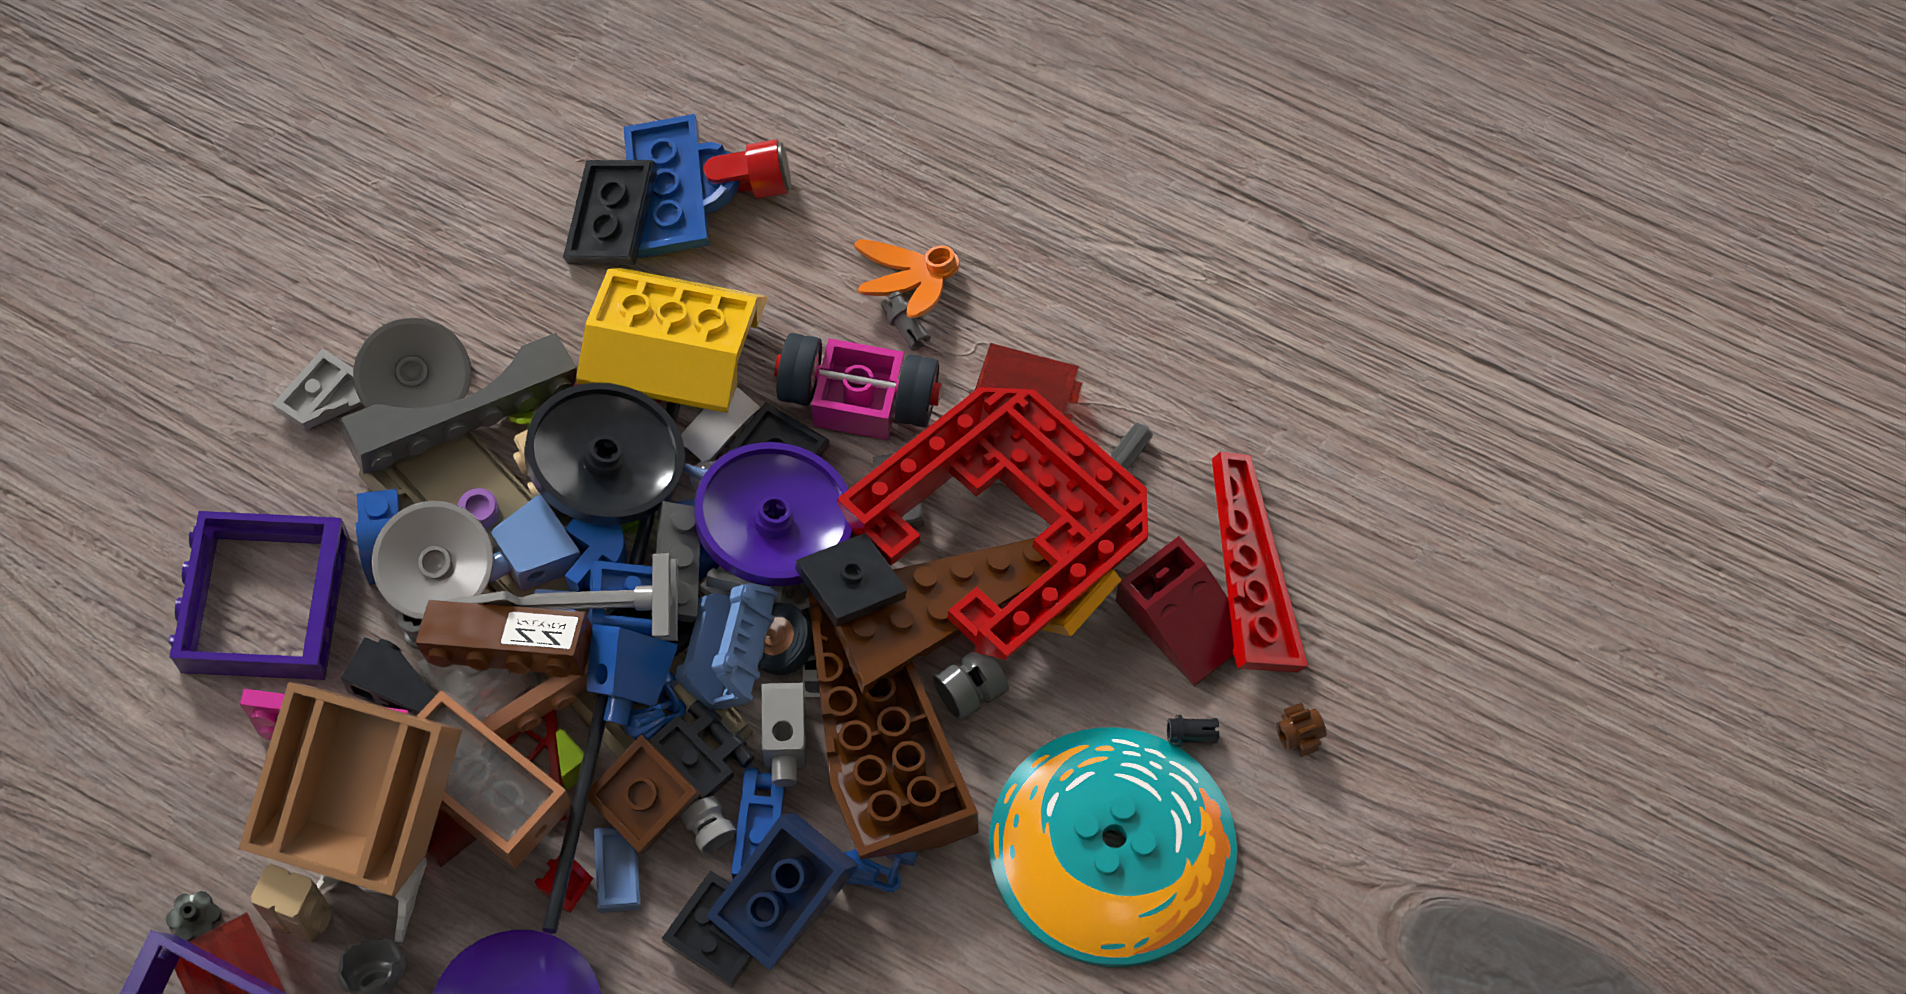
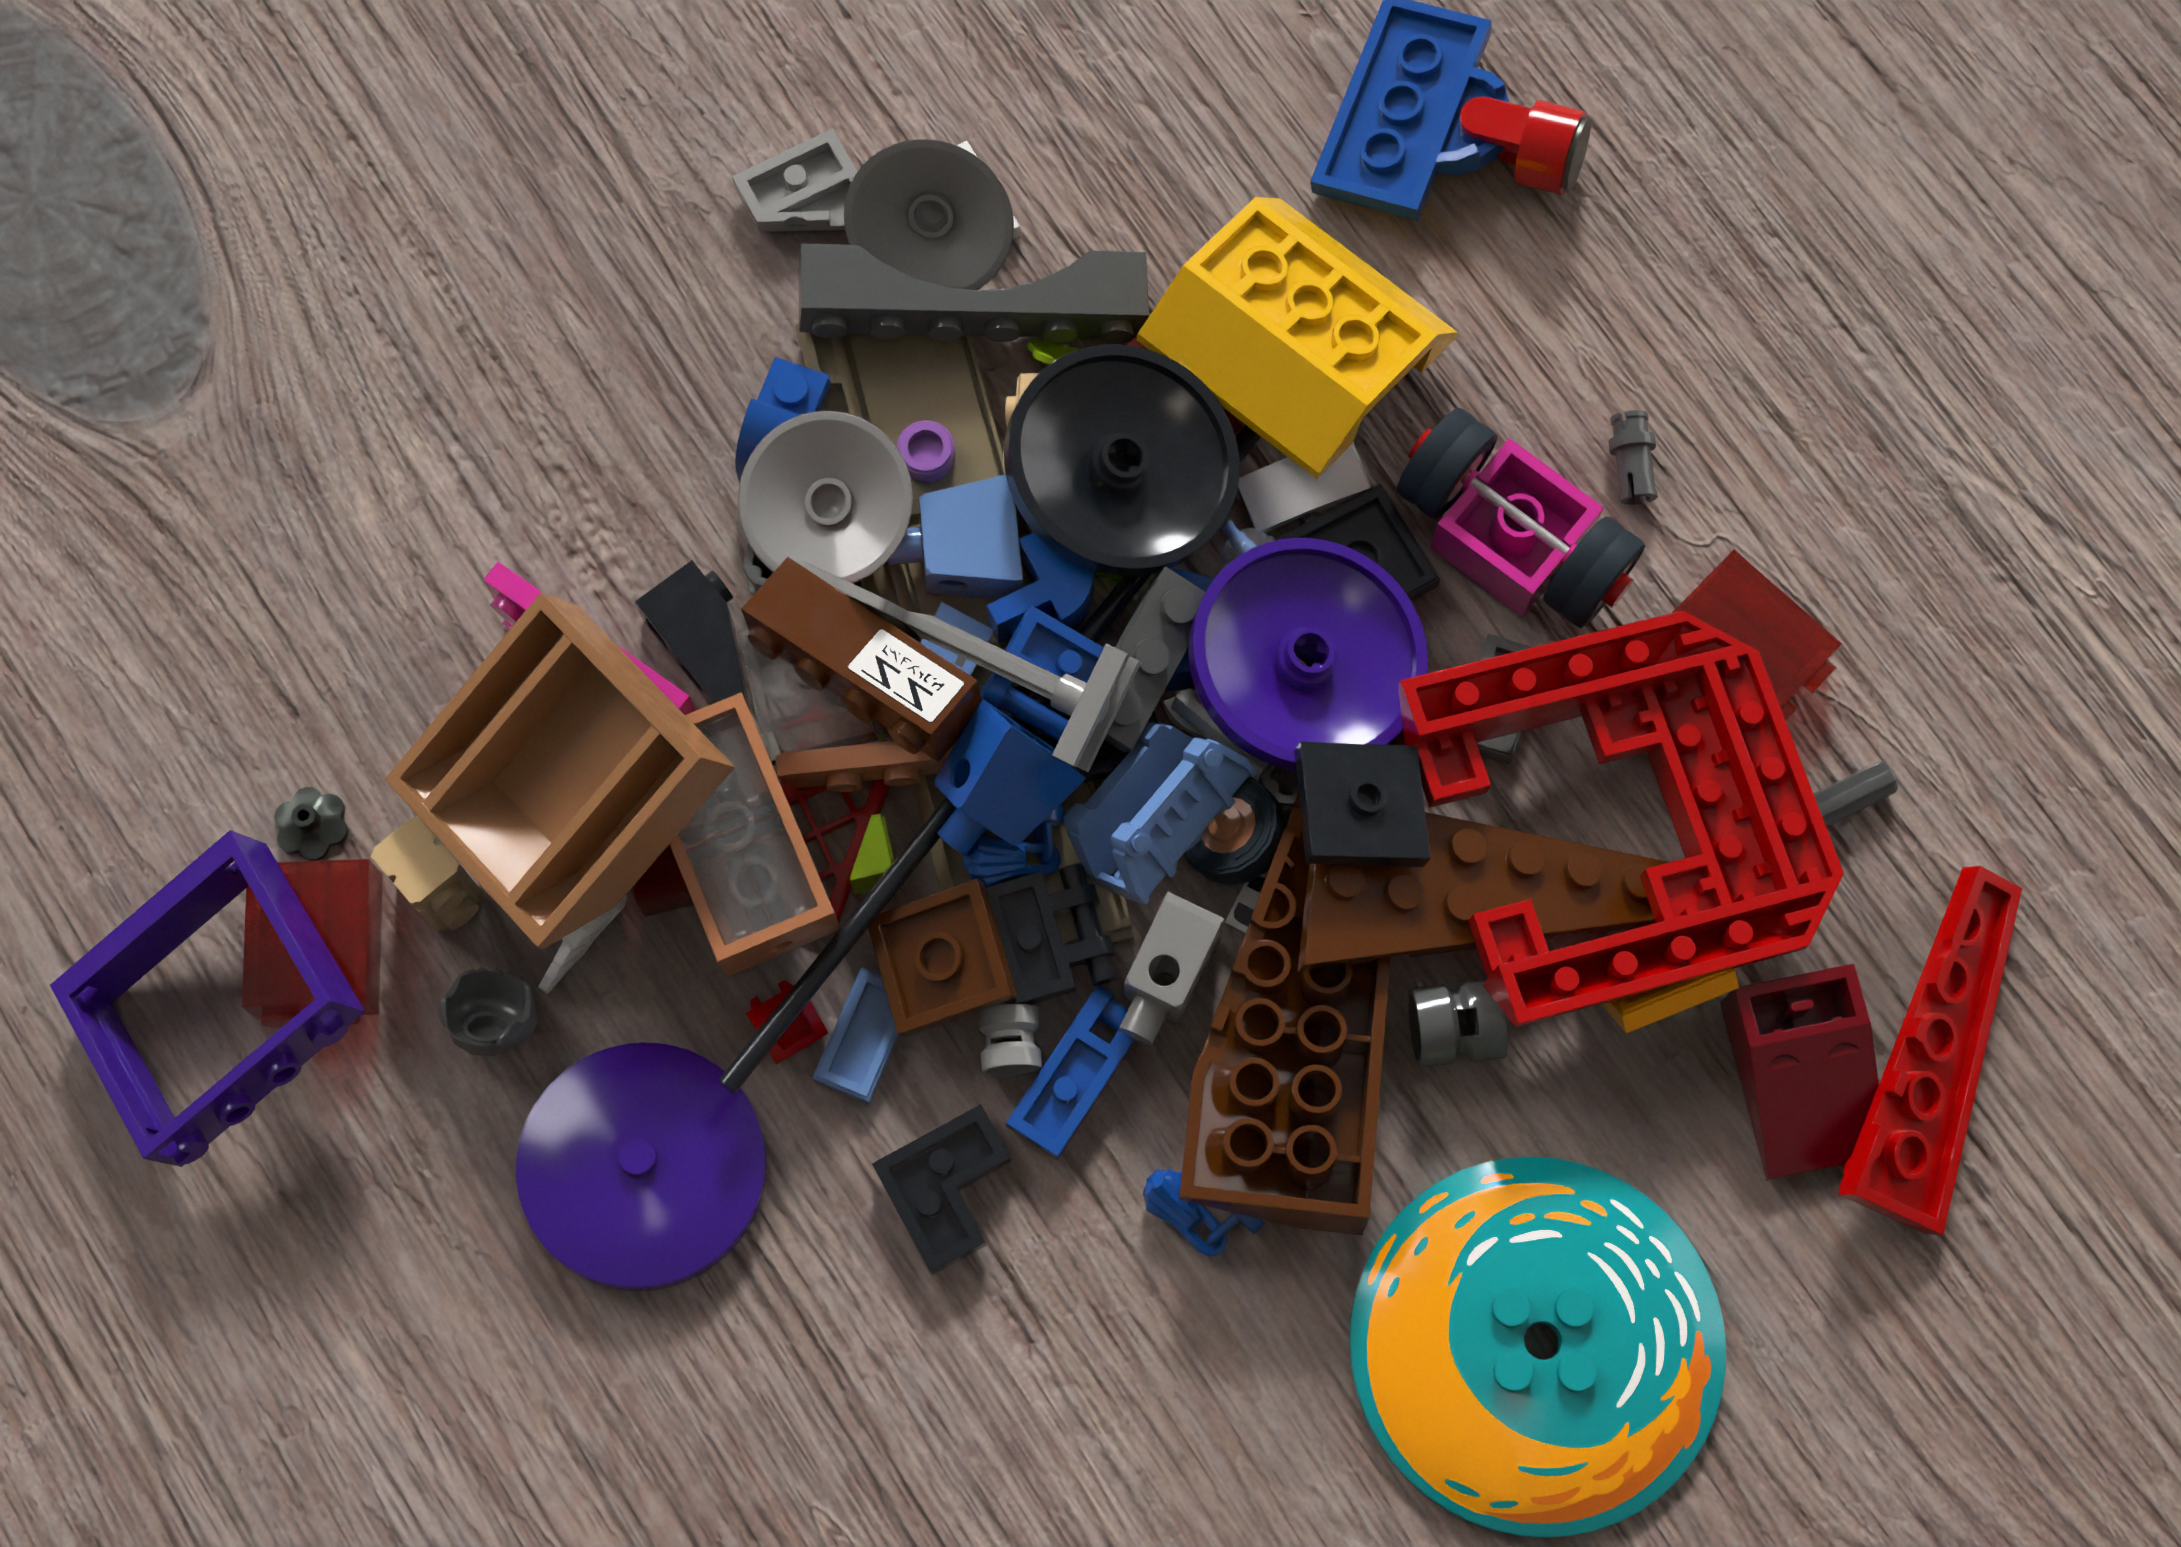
camera: 30 degrees right, 10 degrees up
(196, 578) = (669, 481): dark purple window -> none
(610, 212) = (1307, 110): black tile -> none
(781, 889) = (1058, 1183): dark blue slope -> none
(920, 270) = (1693, 395): orange plant -> none
(1185, 730) = (1728, 1241): black pin -> none
(1301, 729) = (1884, 1322): reddish brown gear -> none

